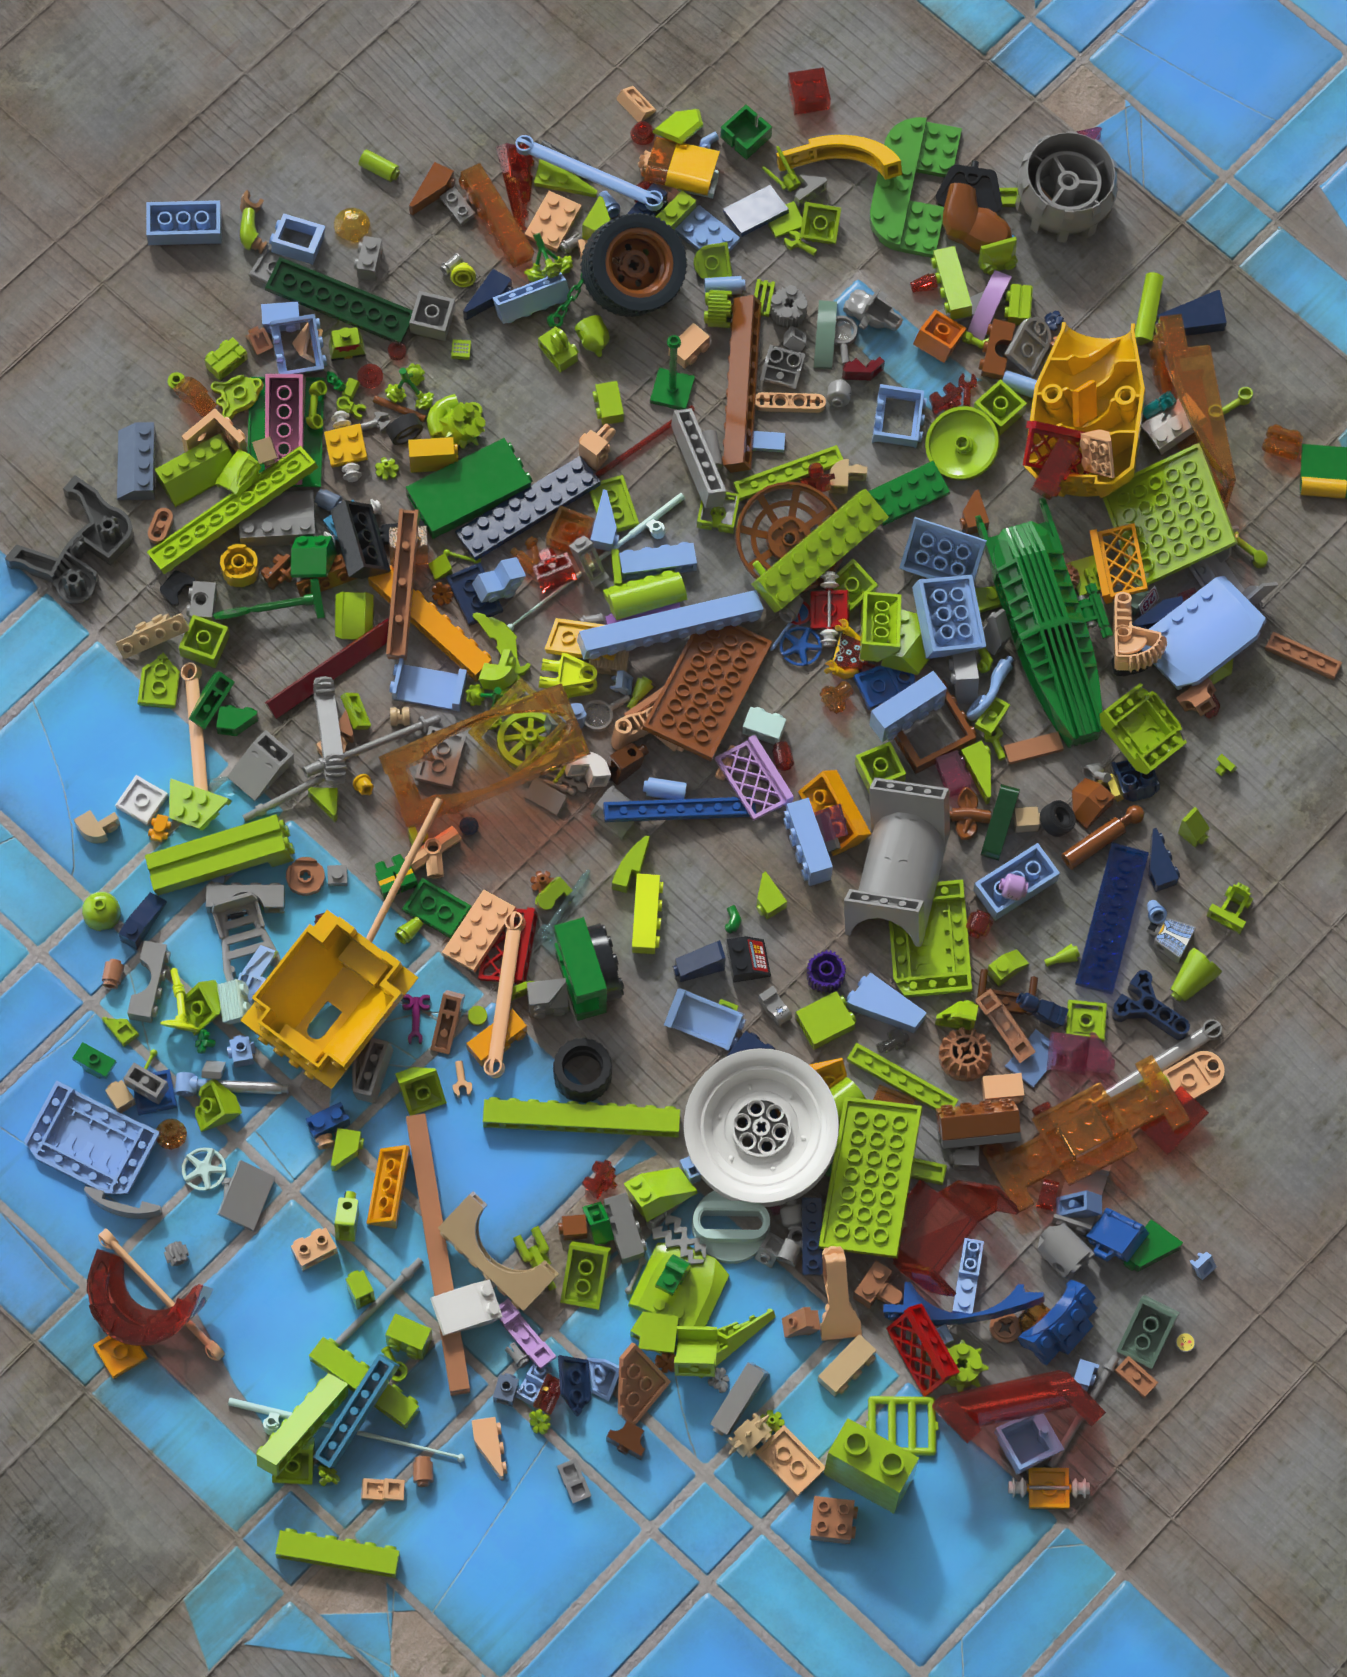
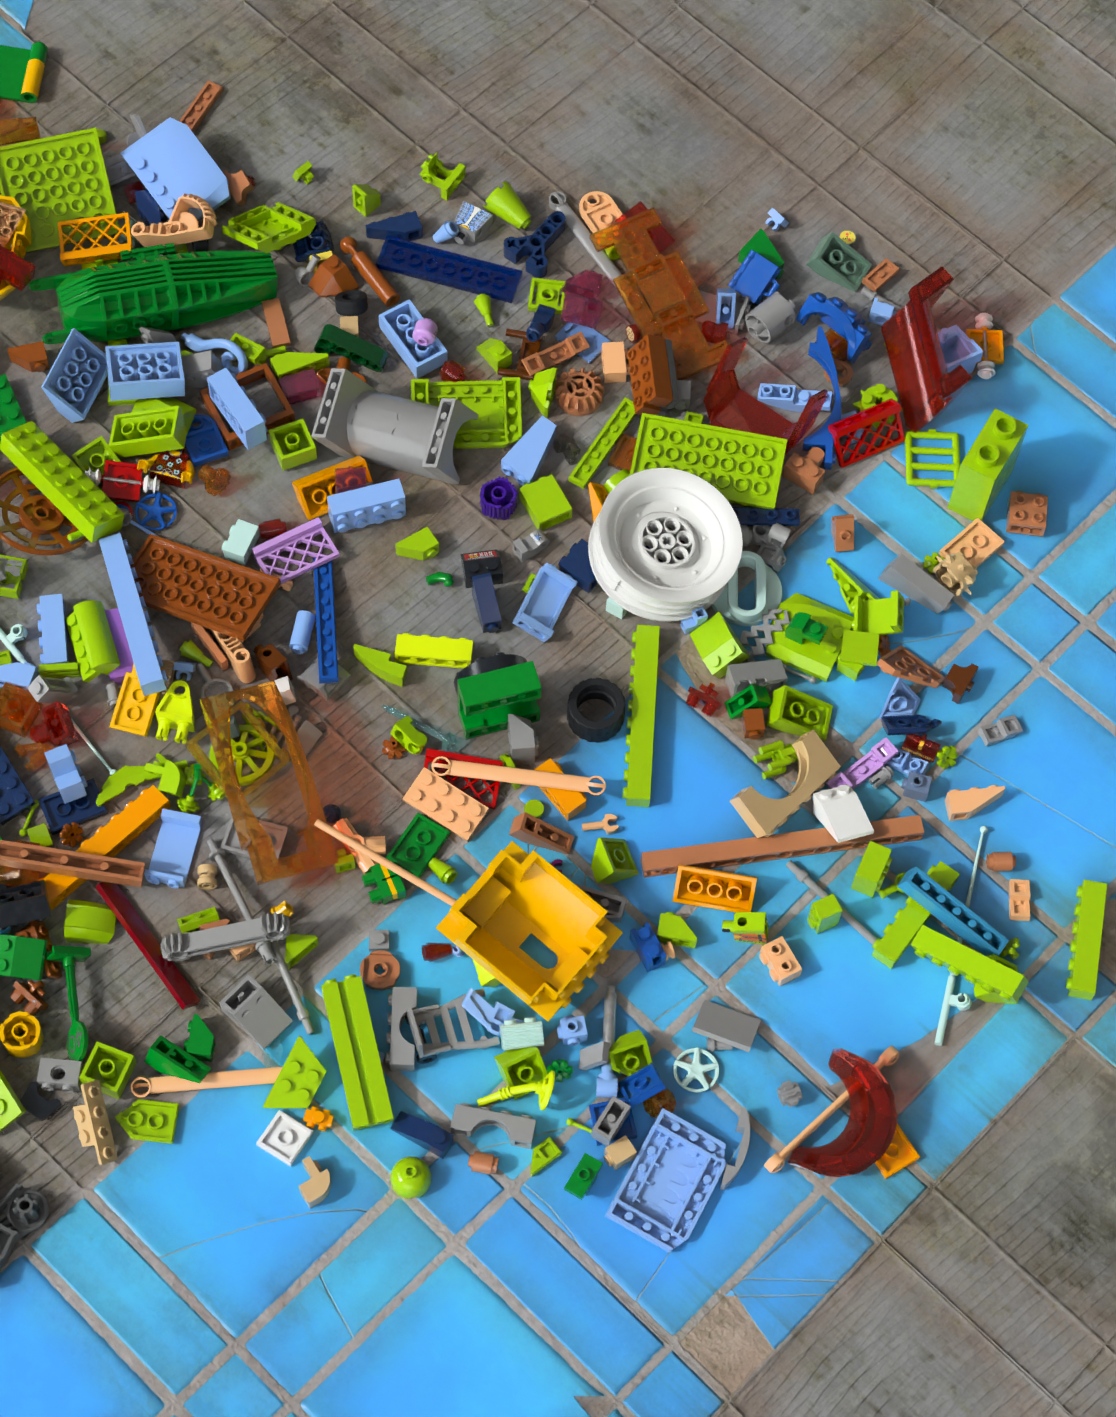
camera: 90 degrees left, 5 degrees down
(182, 1112) = (641, 1085): none -> blue tile
(839, 1319) = (816, 494): light nougat arm -> none
(847, 1366) = (880, 497): tan brick -> none

